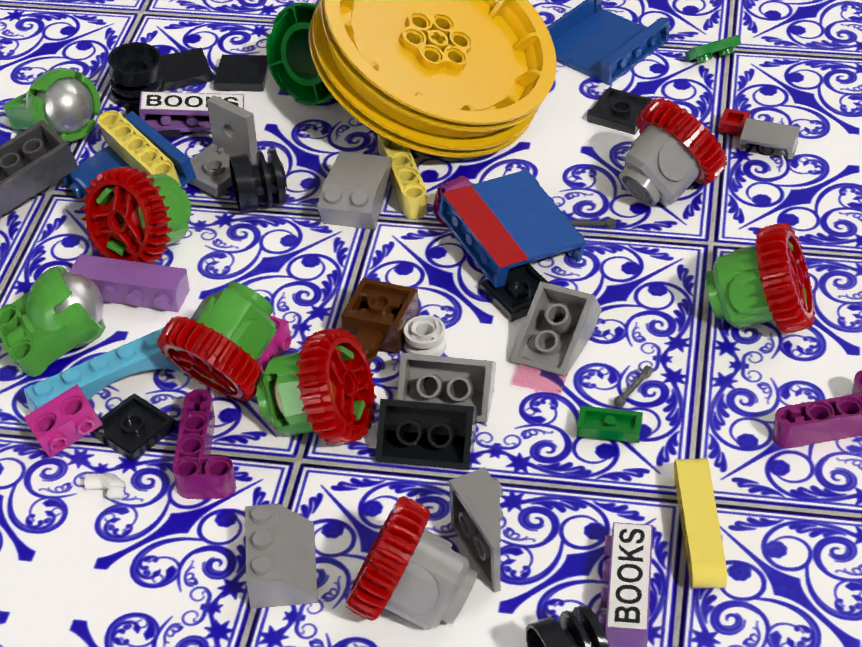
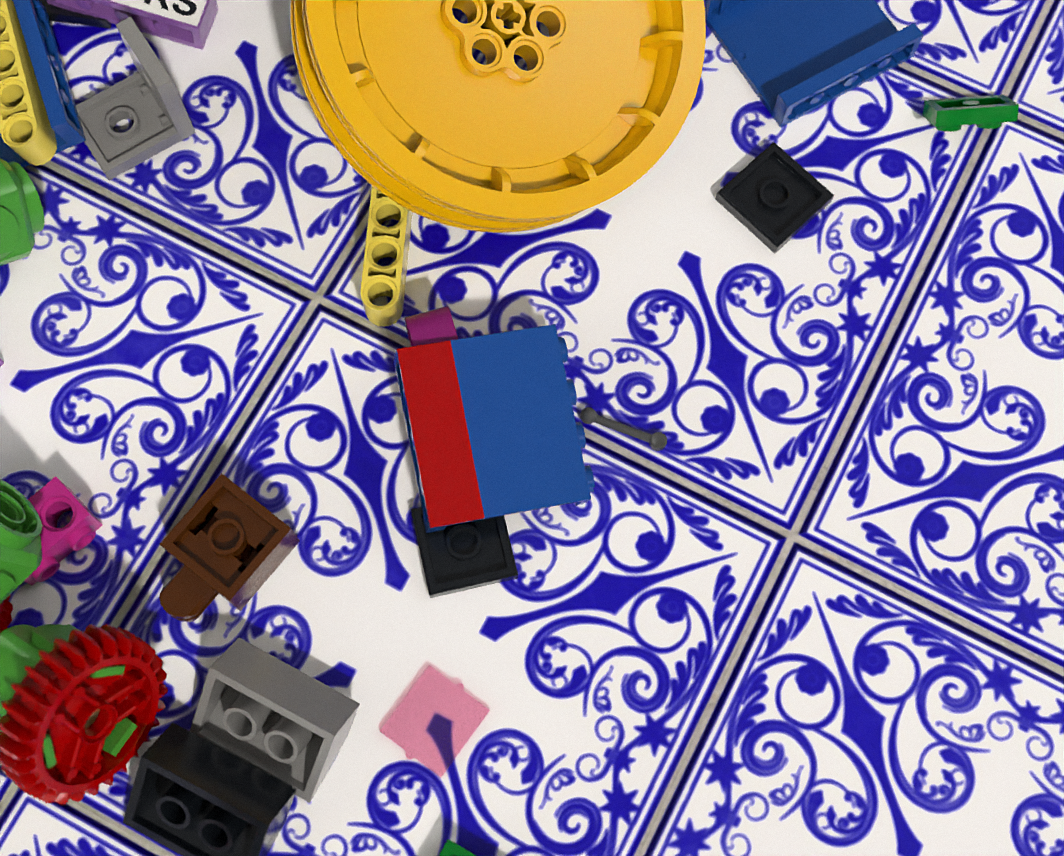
camera: 15 degrees right, 30 degrees up
(257, 180) = (159, 188): black wheel -> none
(354, 190) = (298, 252): light grey slope -> none
(425, 336) = (267, 589): white wheel -> none
(556, 328) = (476, 661): light grey slope -> none
(619, 401) = (516, 833): dark grey hinge -> none
(670, 154) = (785, 369): piece -> none
(733, 121) = (934, 289): red plate -> none
(764, 283) = (817, 714): piece -> none
(770, 135) = (973, 350): light grey hinge -> none

